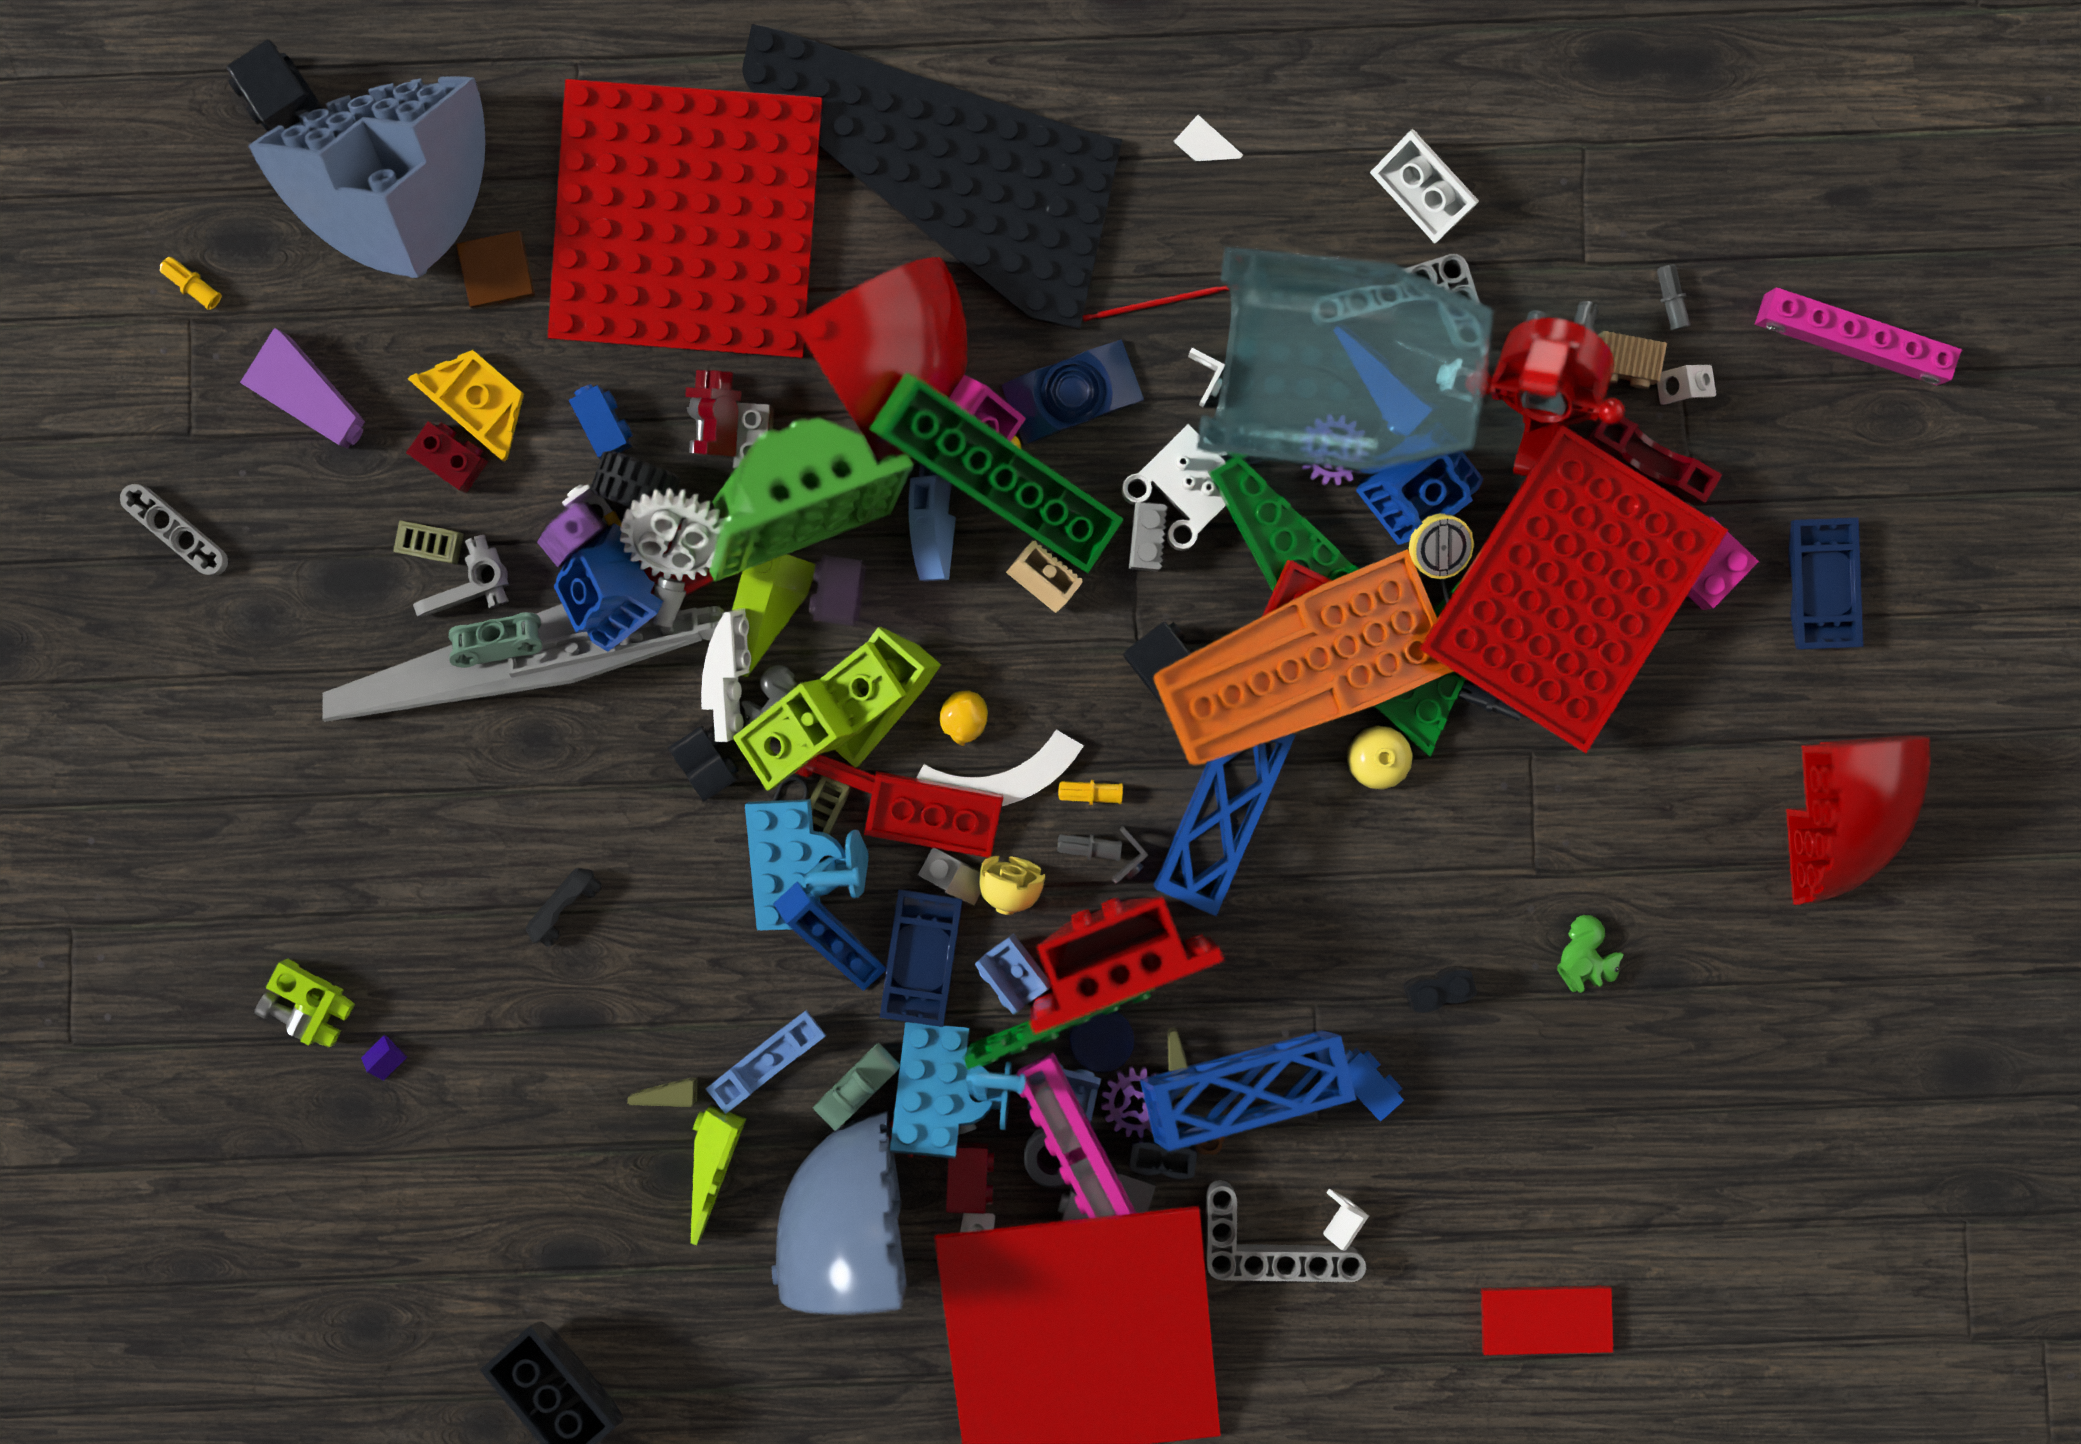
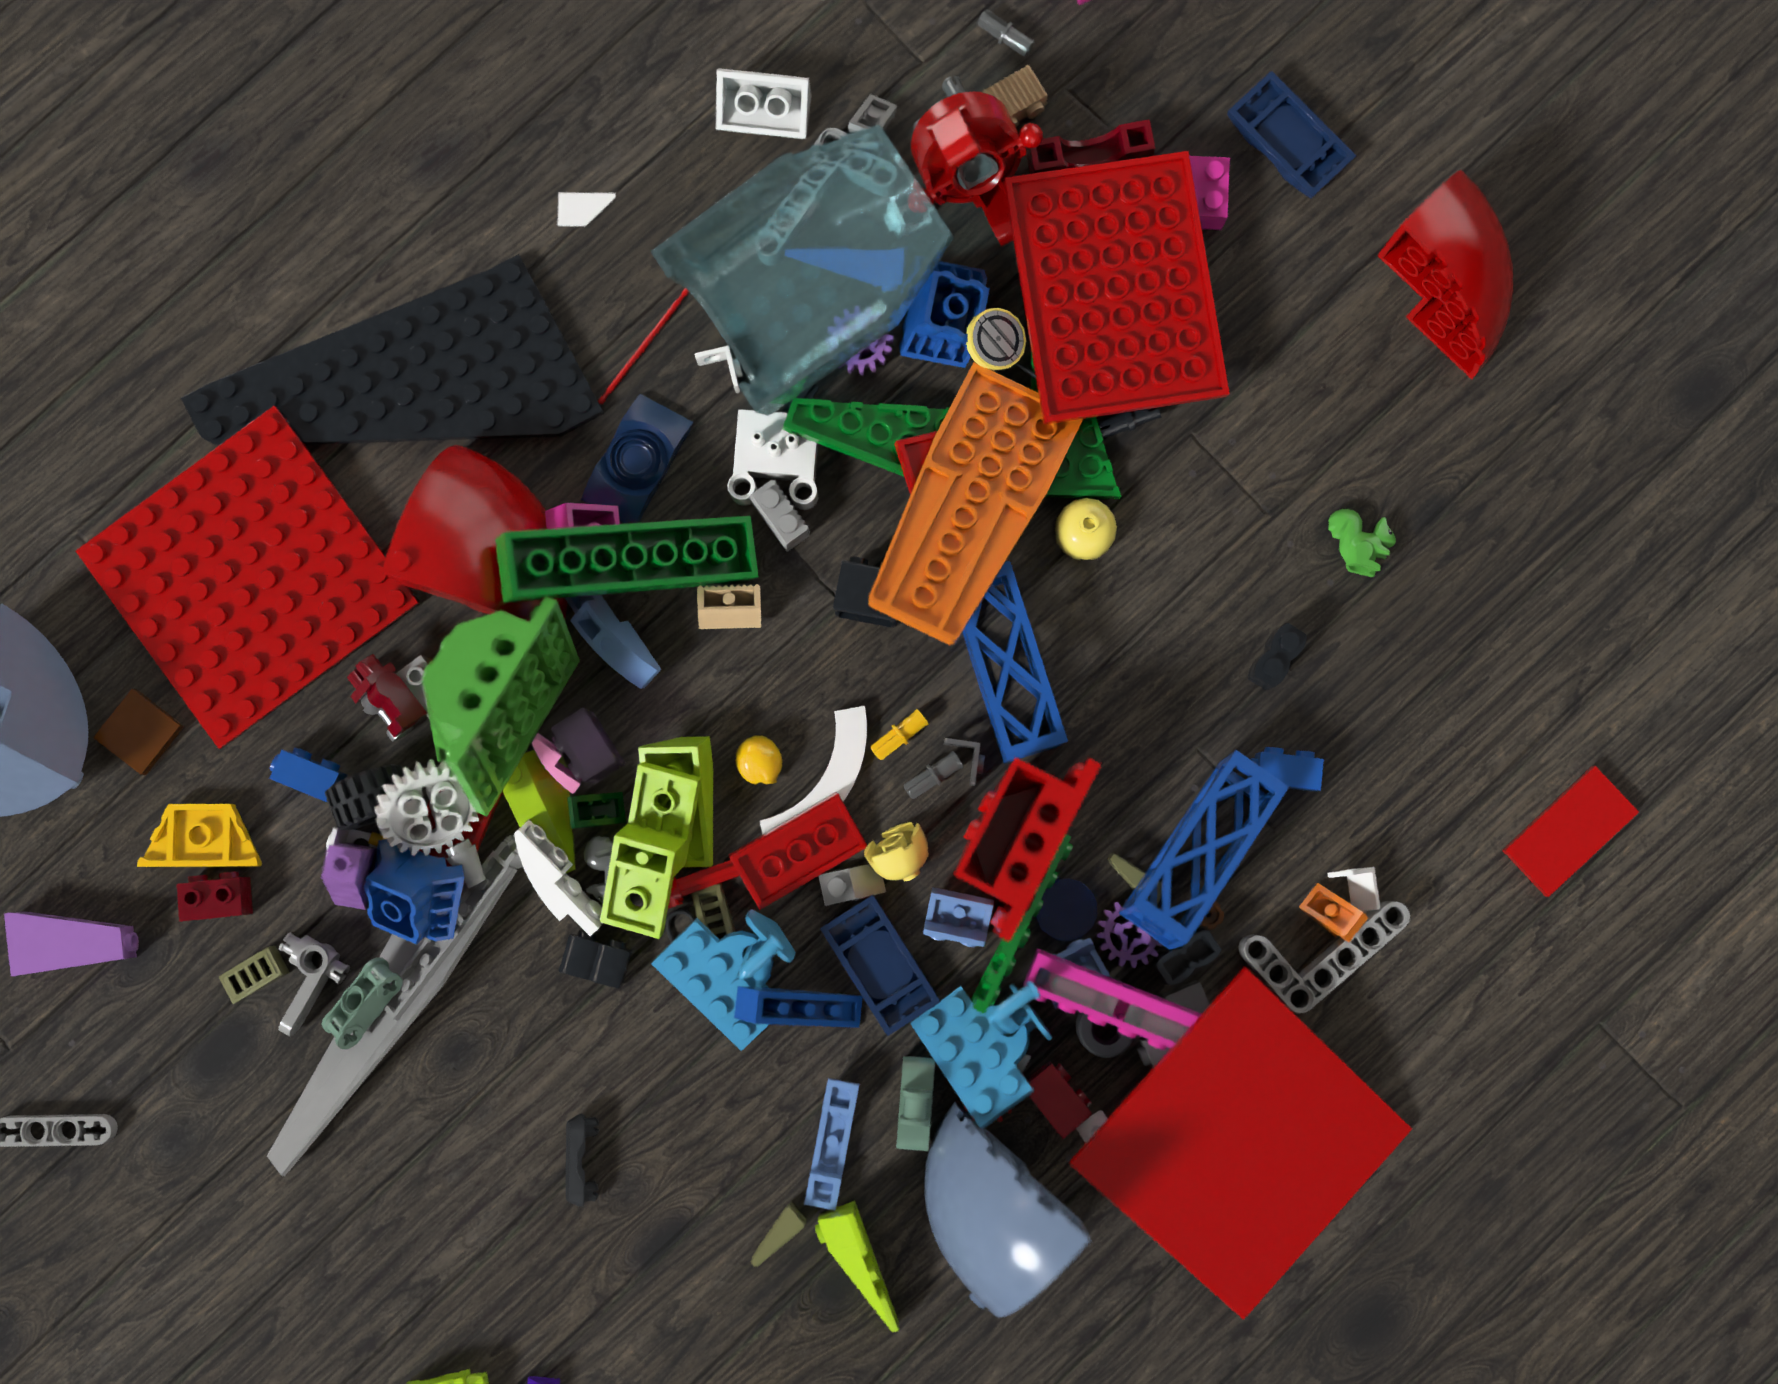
camera: 30 degrees left, 5 degrees down
(802, 575) = (549, 757): none -> bright pink slope
(803, 646) = (596, 810): none -> dark green slope
(1306, 1222) = (1333, 913): none -> orange slope
(1501, 277) = (871, 113): none -> light grey slope
(1694, 382) = (1072, 76): white bracket -> none

